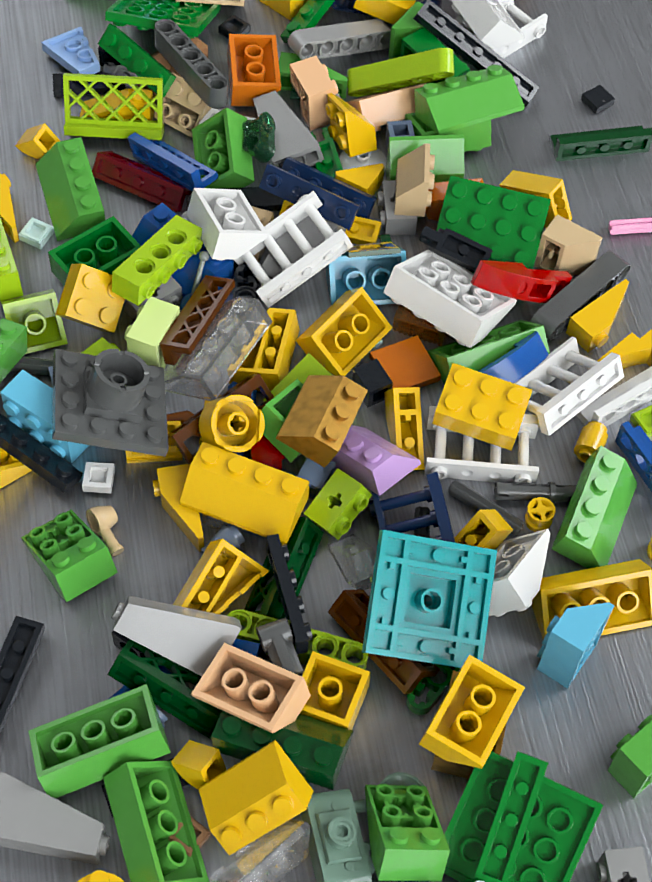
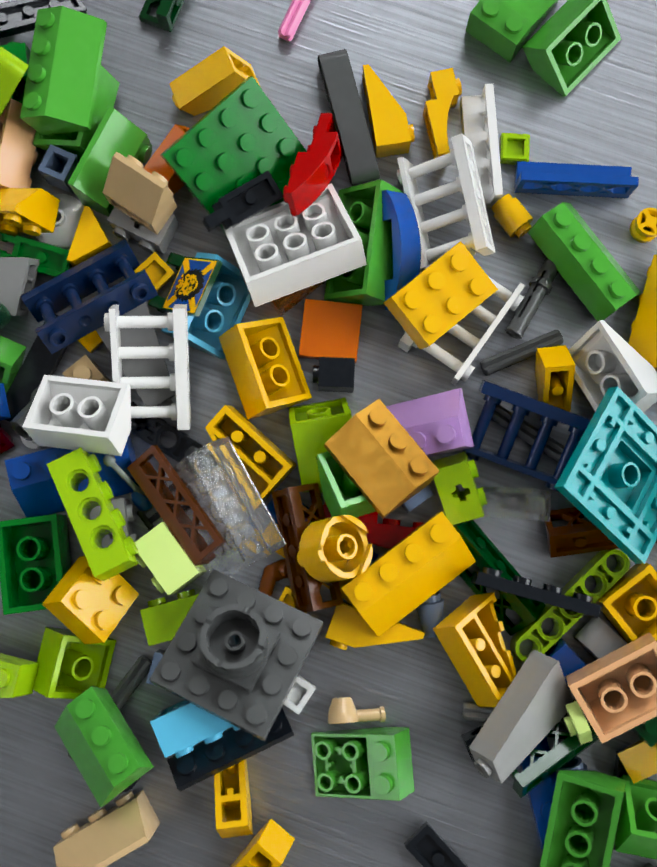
camera: 55 degrees left, 25 degrees up
(192, 677) = (577, 723): none -> yellowish green plate
(278, 644) = (579, 630): dark grey piece -> none
(405, 420) = (399, 371): yellow slope -> none
(542, 507) = (562, 305): yellow wheel -> none
(567, 247) = (297, 92): tan slope -> none

